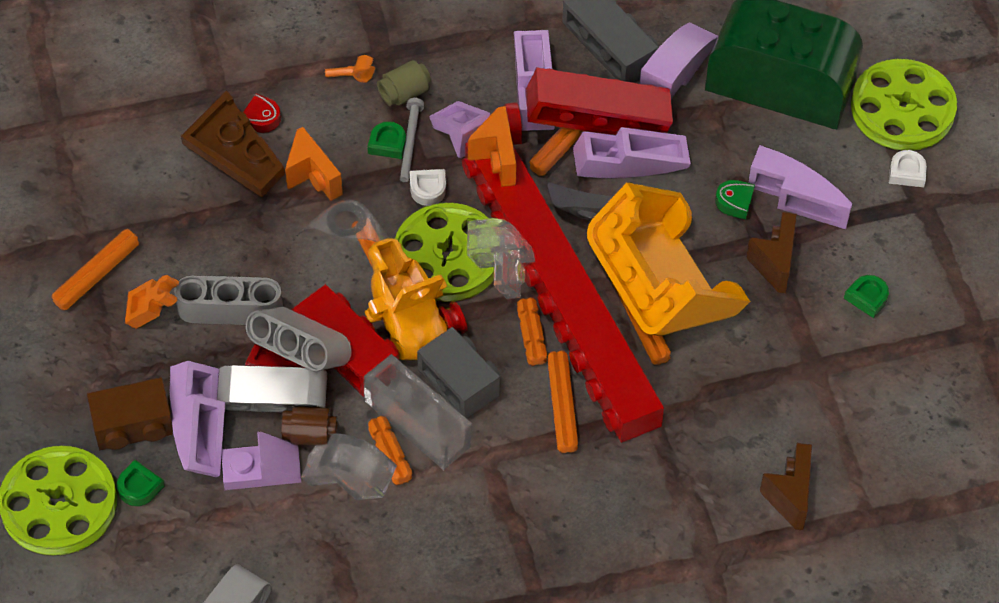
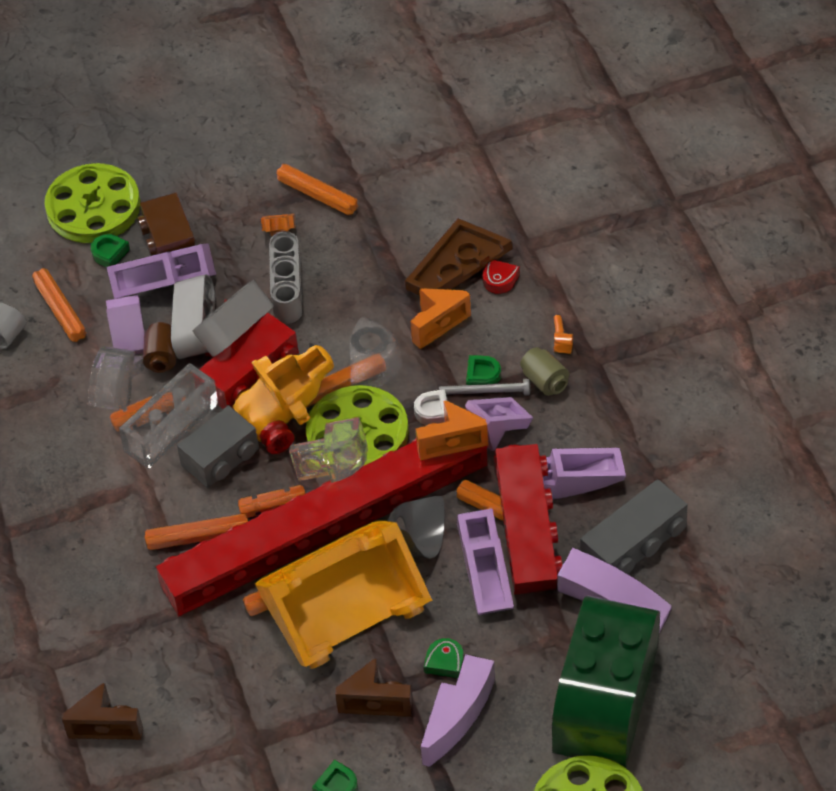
camera: 90 degrees right, 5 degrees down
(215, 535) = (59, 305): none -> orange axle

